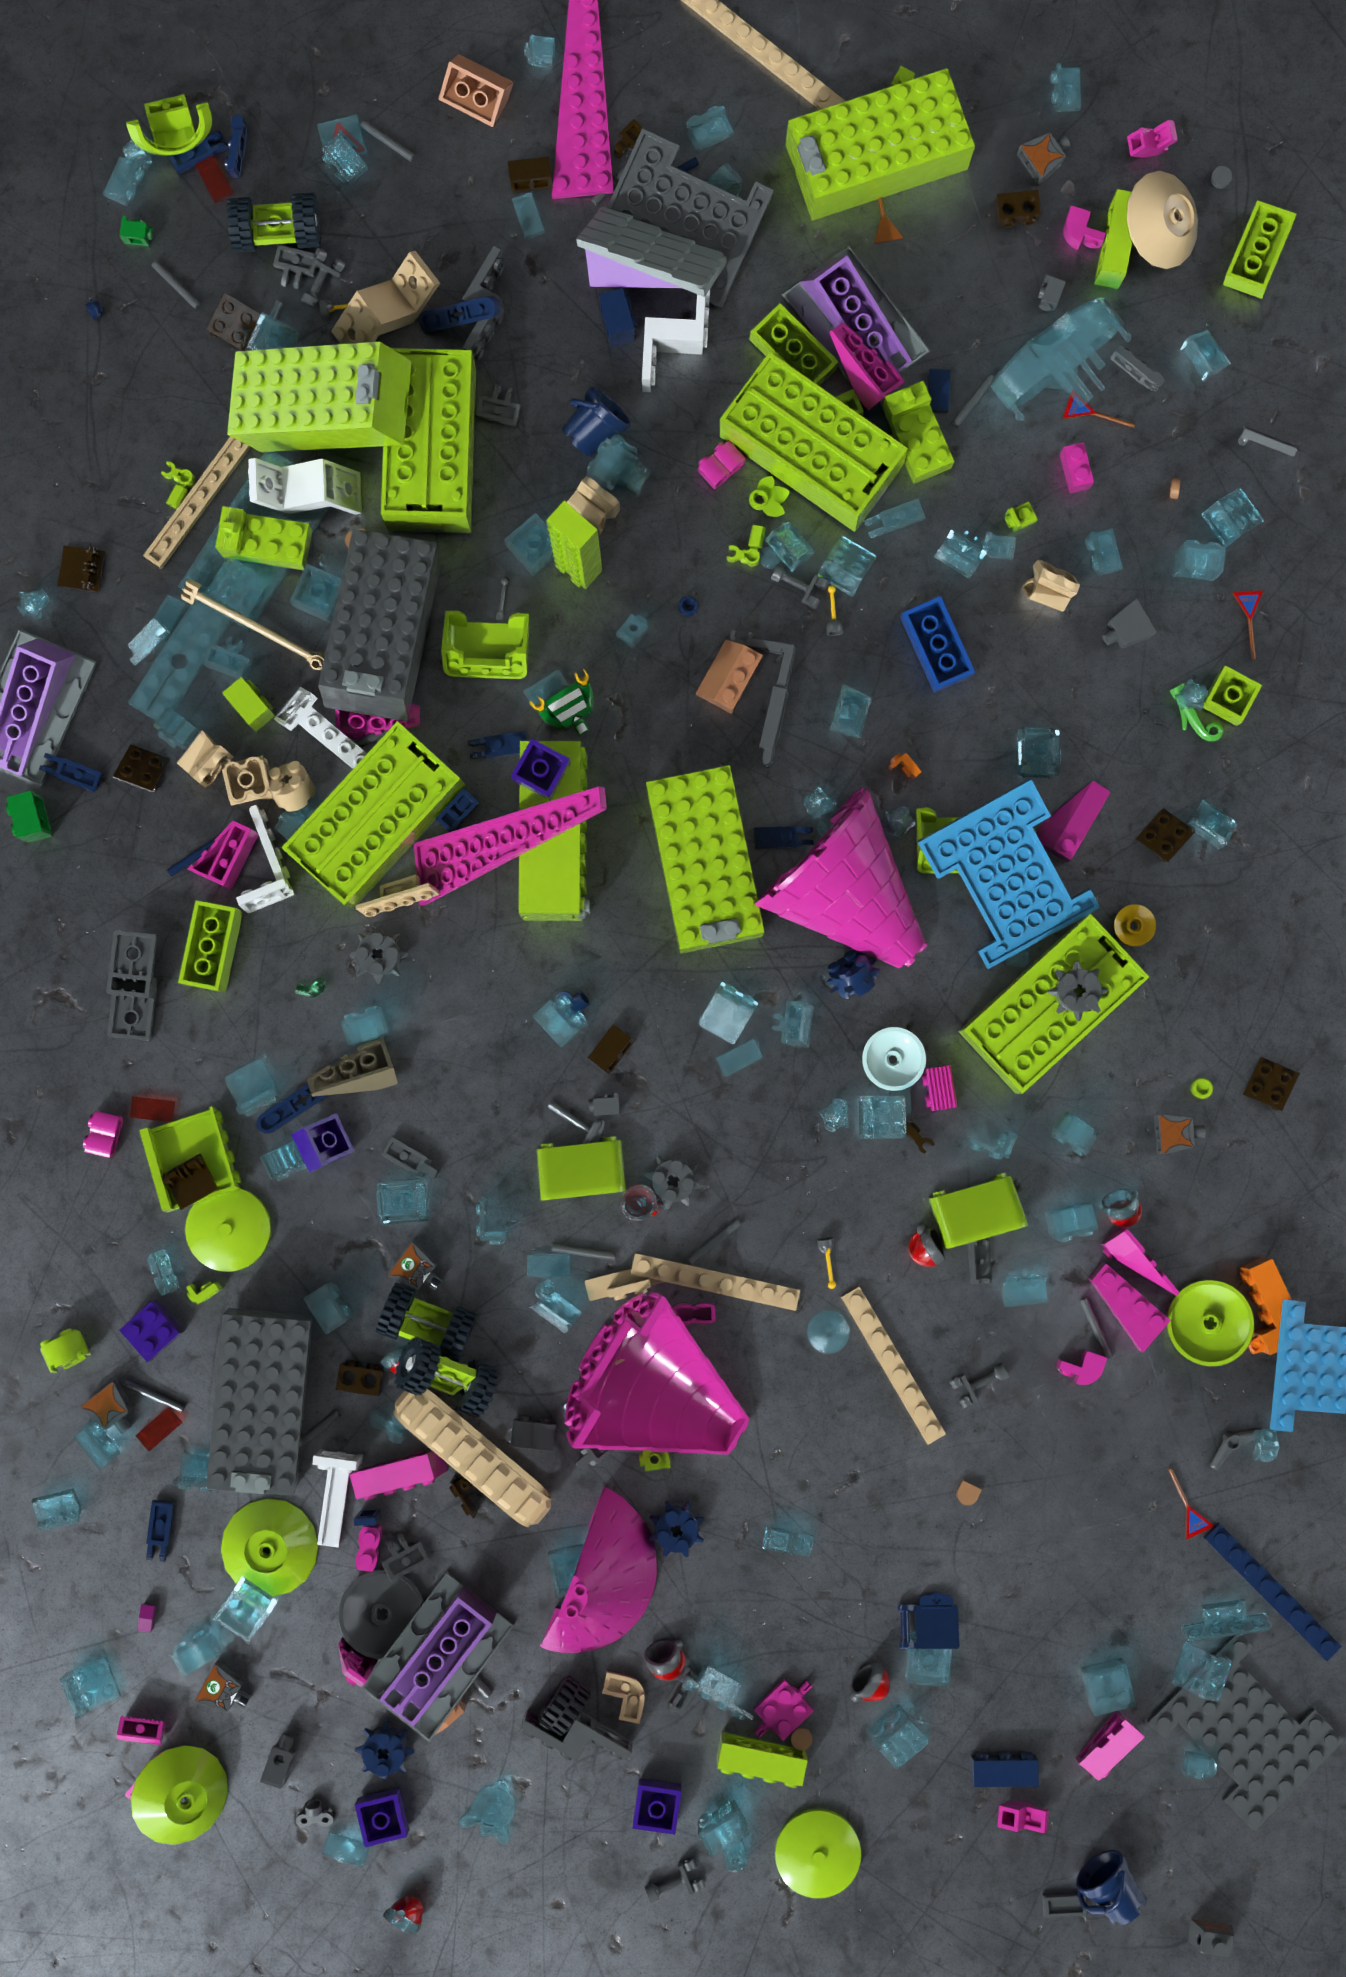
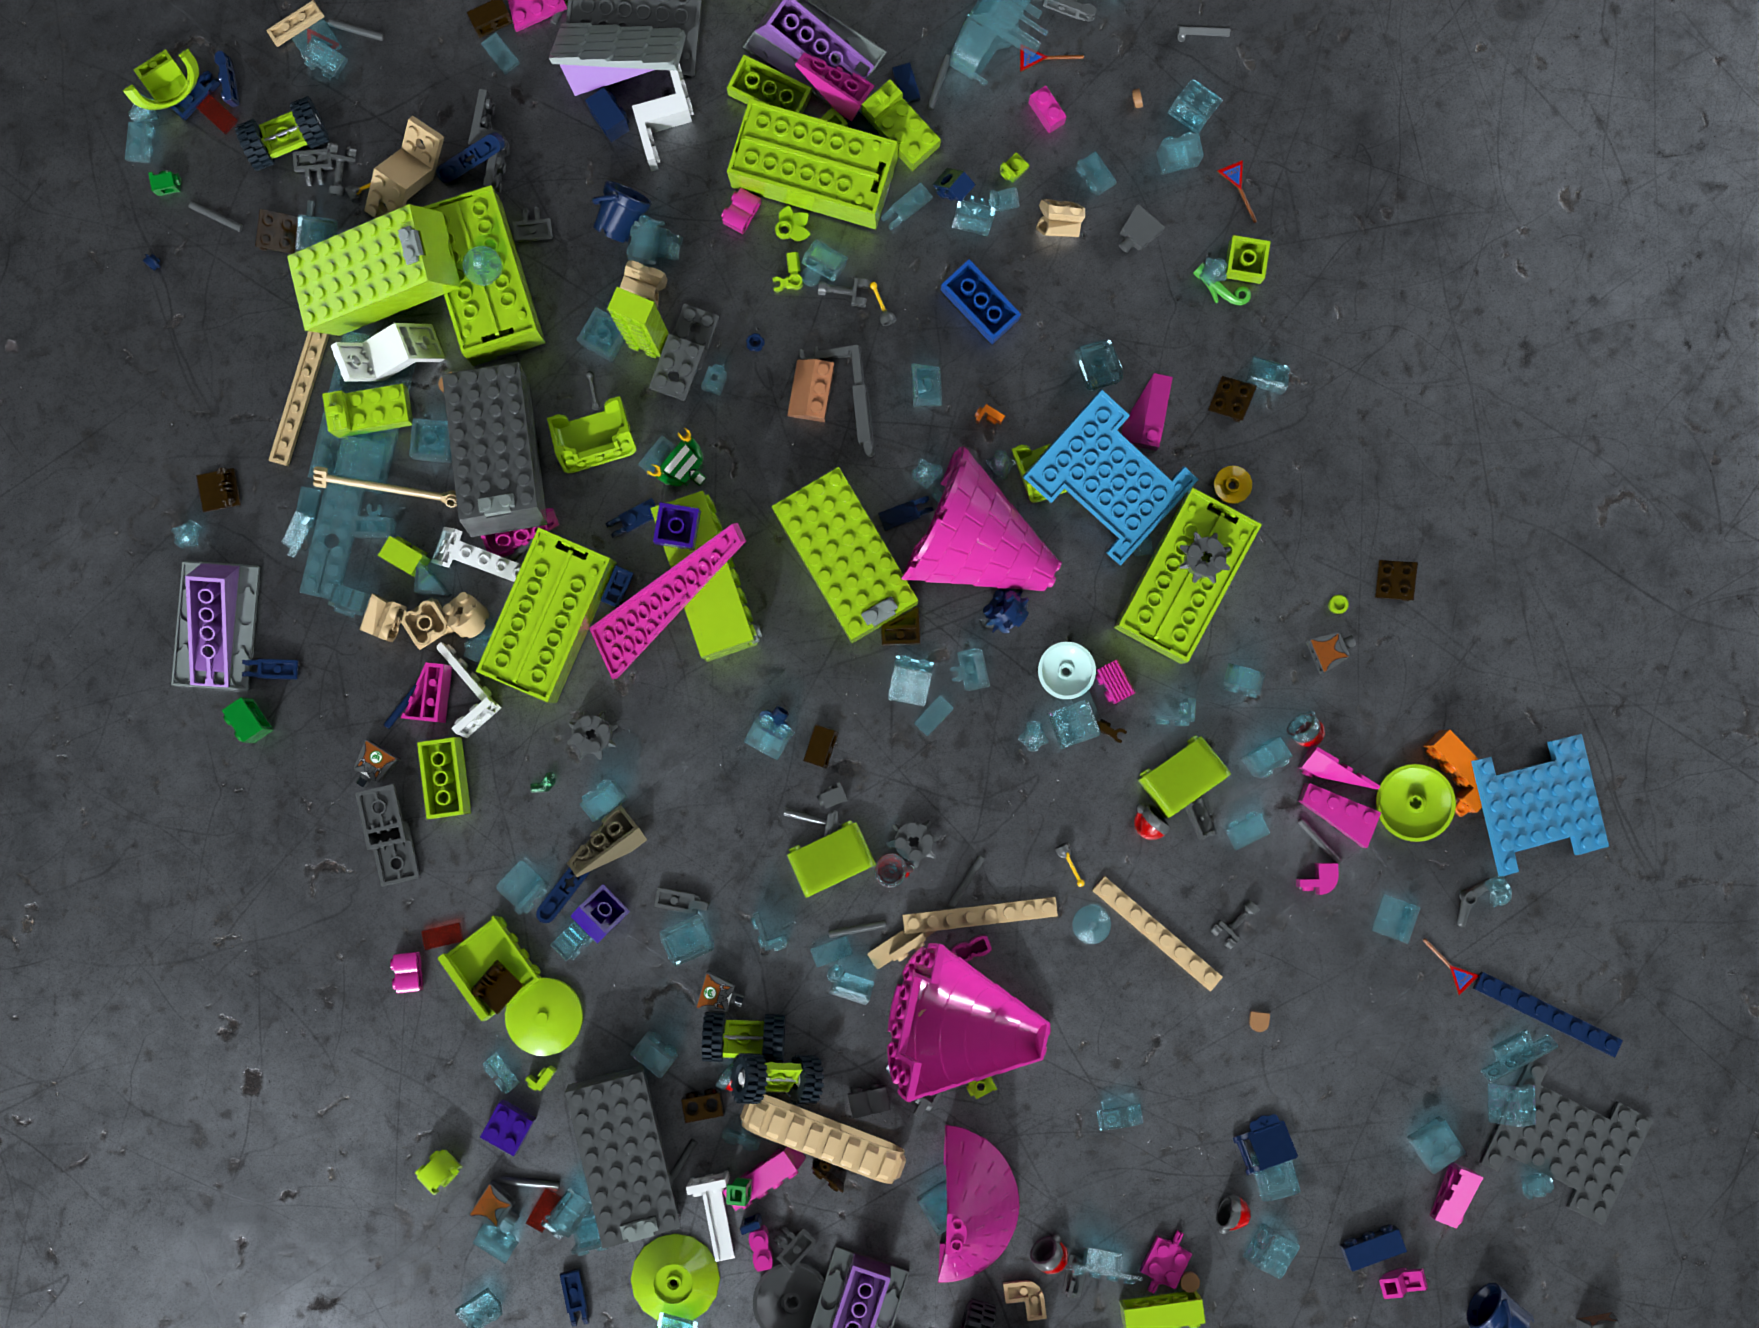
camera: 20 degrees left, 0 degrees up
(141, 768) = (330, 645): dark brown hinge -> none
(143, 906) = (374, 763): none -> torso
(181, 1442) = (567, 1214): none -> clear light blue hinge
(185, 480) = (282, 383): lime bar -> none
(263, 739) = (427, 582): none -> clear light blue slope
(326, 112) = (295, 23): none -> tan tile
(366, 1480) = (739, 1192): none -> green brick
(398, 894) = (591, 676): tan bracket -> none
(433, 430) = (482, 265): none -> clear light blue tile
(611, 591) = (684, 352): none -> dark grey bracket
(678, 1541) = (1026, 1149): dark blue brick -> none
(737, 957) = (902, 630): none -> dark brown wing
(846, 565) = (879, 261): clear light blue bracket -> none
(951, 513) = (953, 184): none -> dark blue brick
(1148, 1437) = (1396, 919): none -> clear light blue hinge

